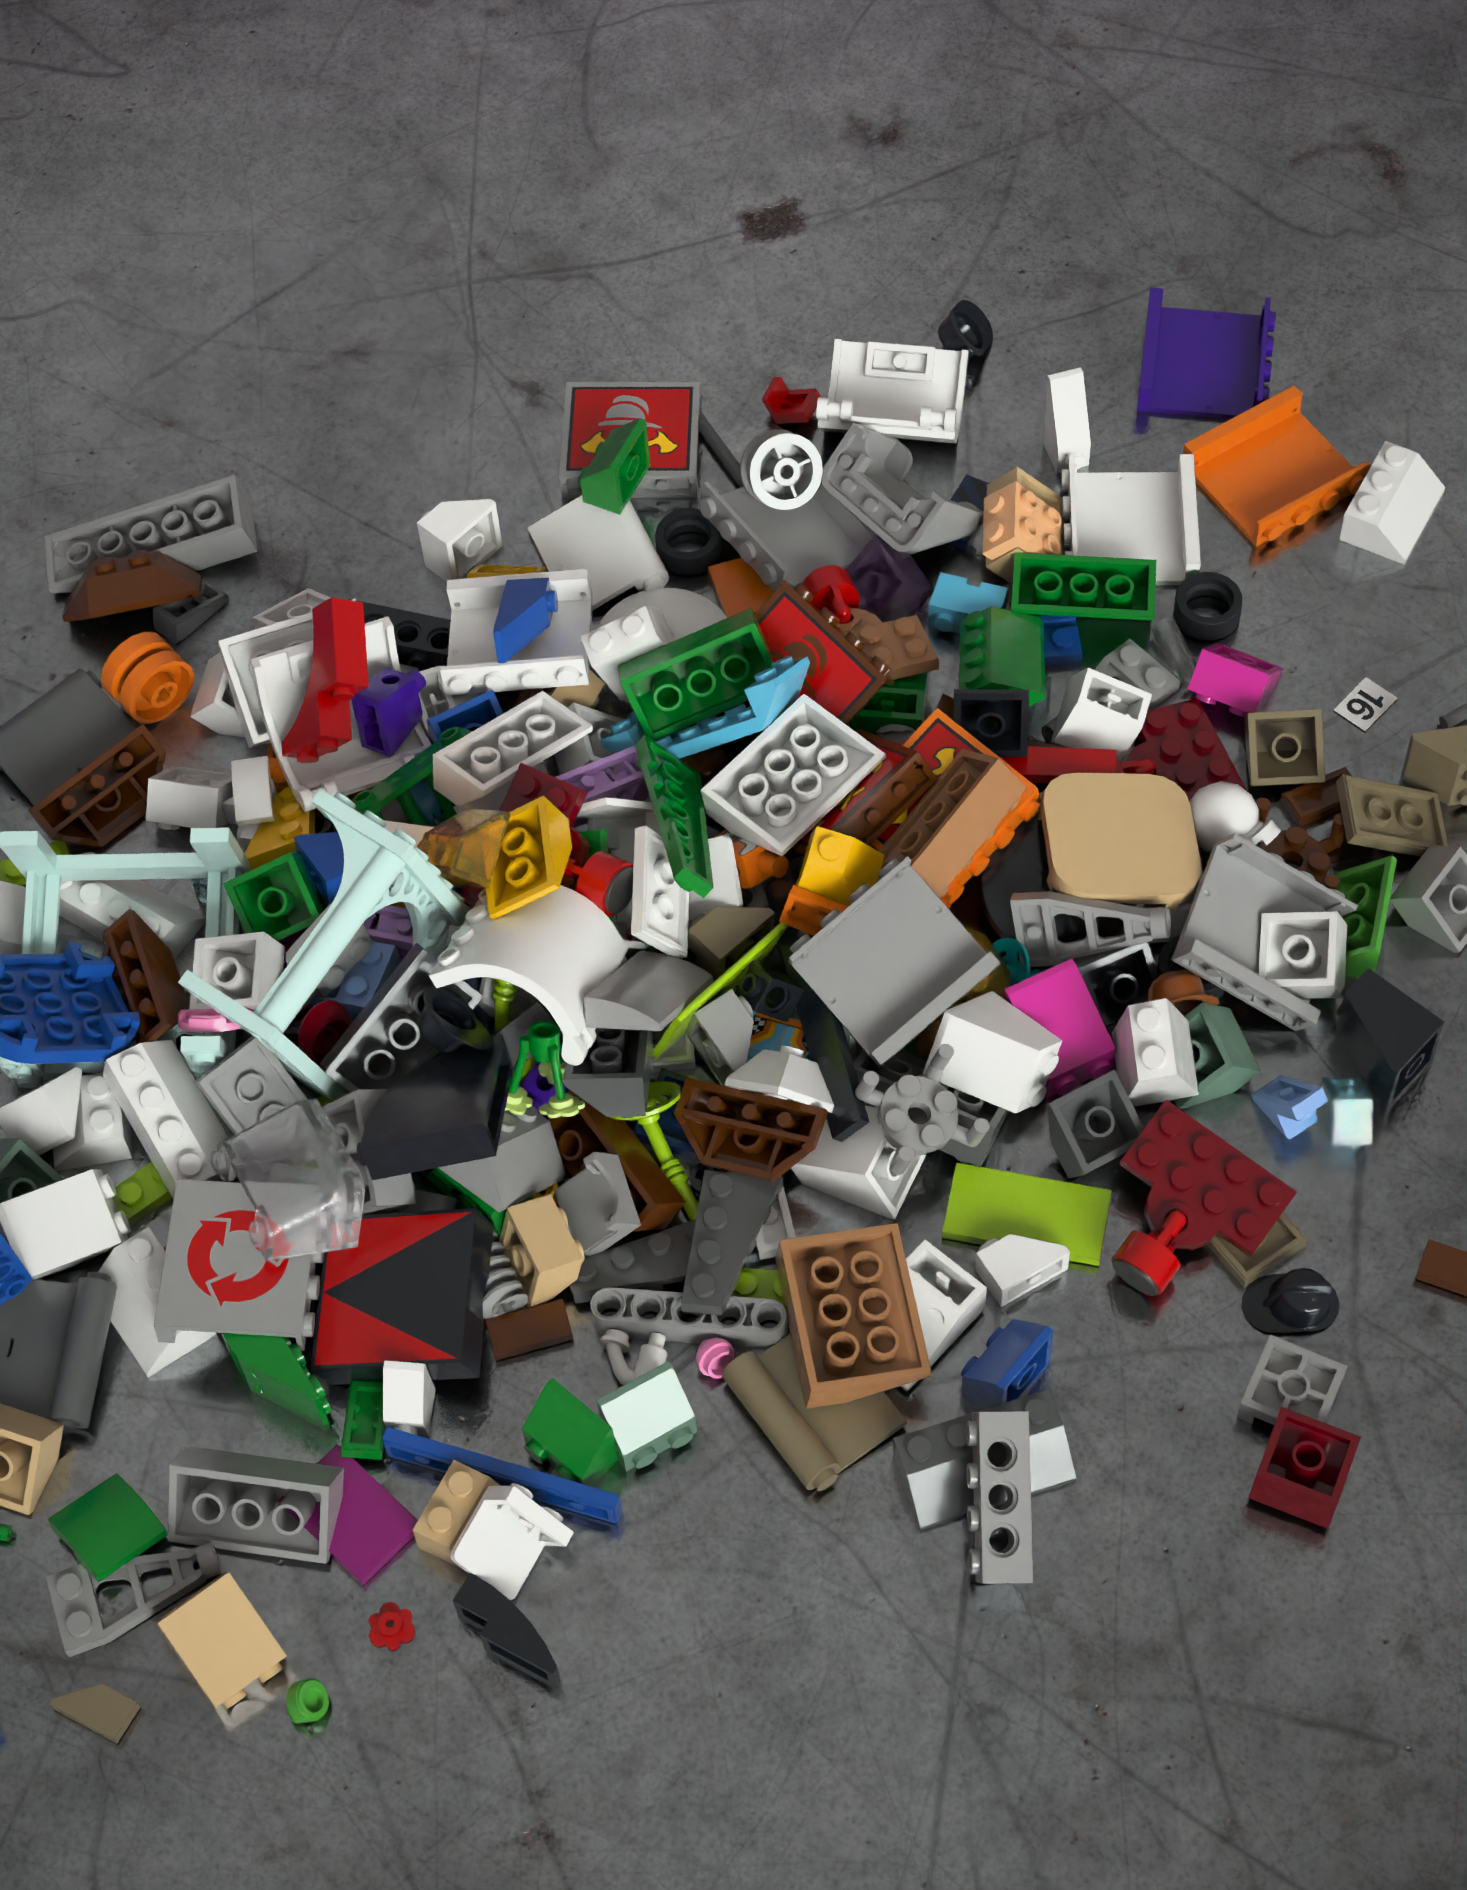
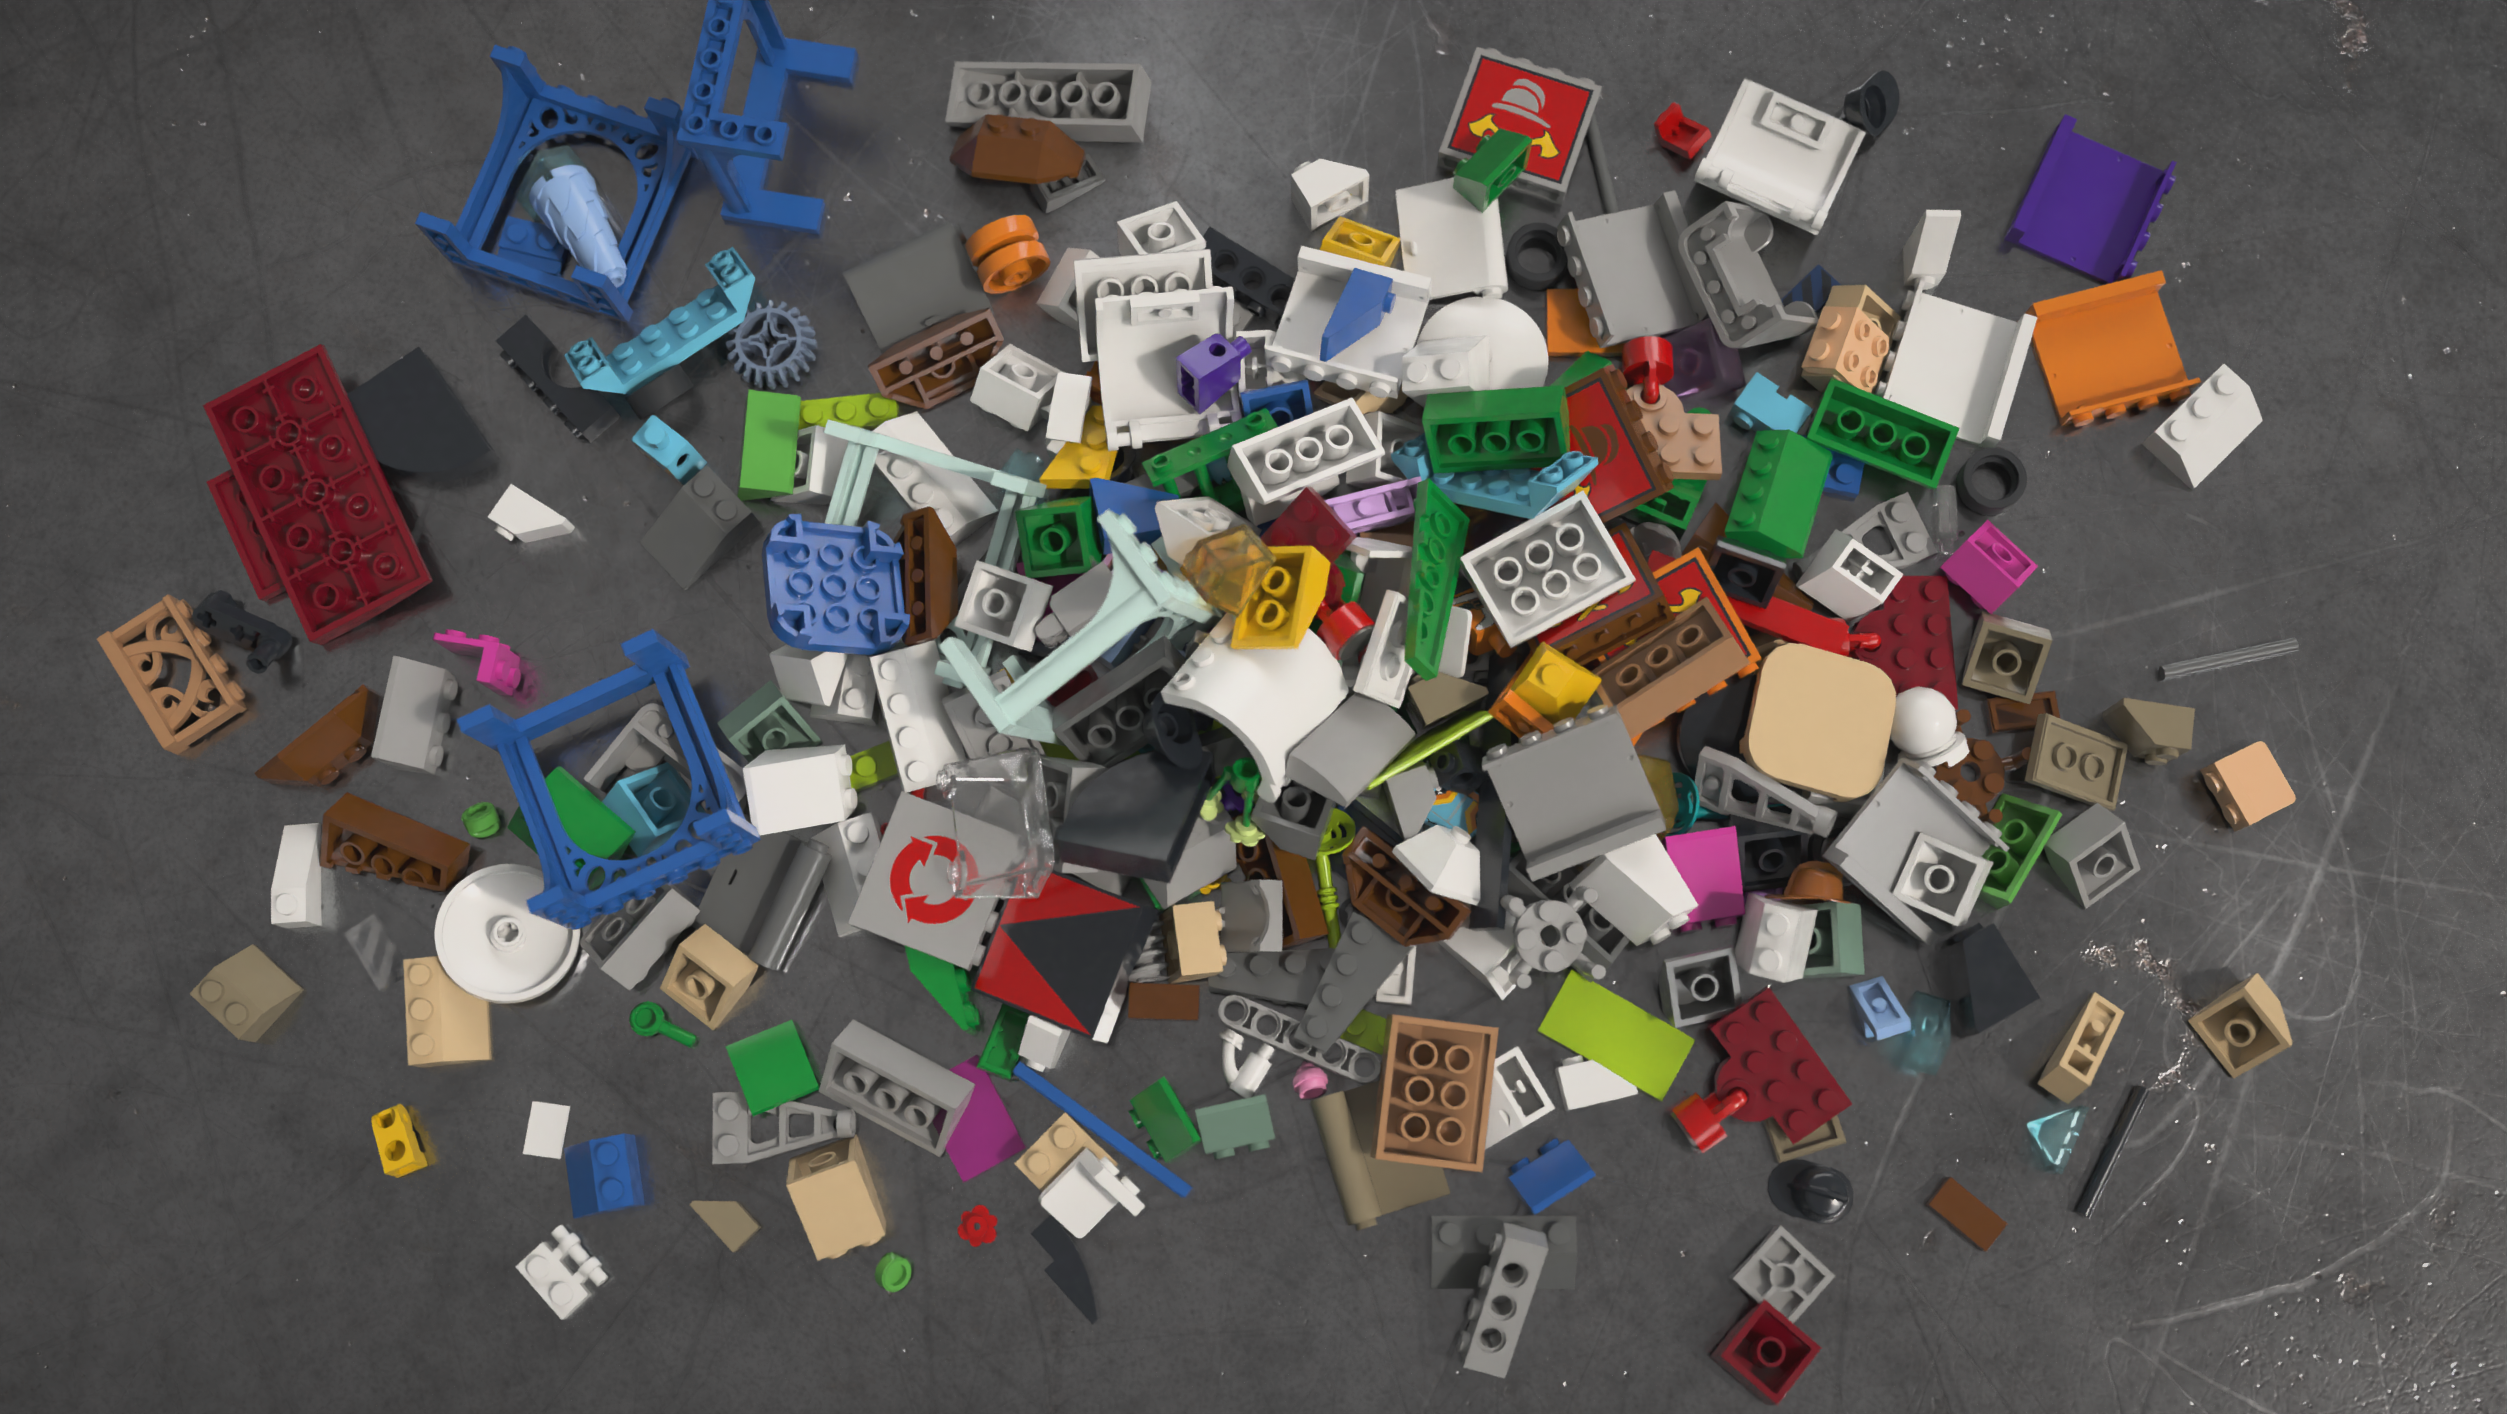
camera: 20 degrees right, 20 degrees up
(205, 1021) = (982, 648): bright pink tile -> none
(335, 677) = (1165, 342): red arch -> none
(762, 467) = (1644, 219): wheel -> none
(1365, 704) = (2099, 627): white sticker -> none

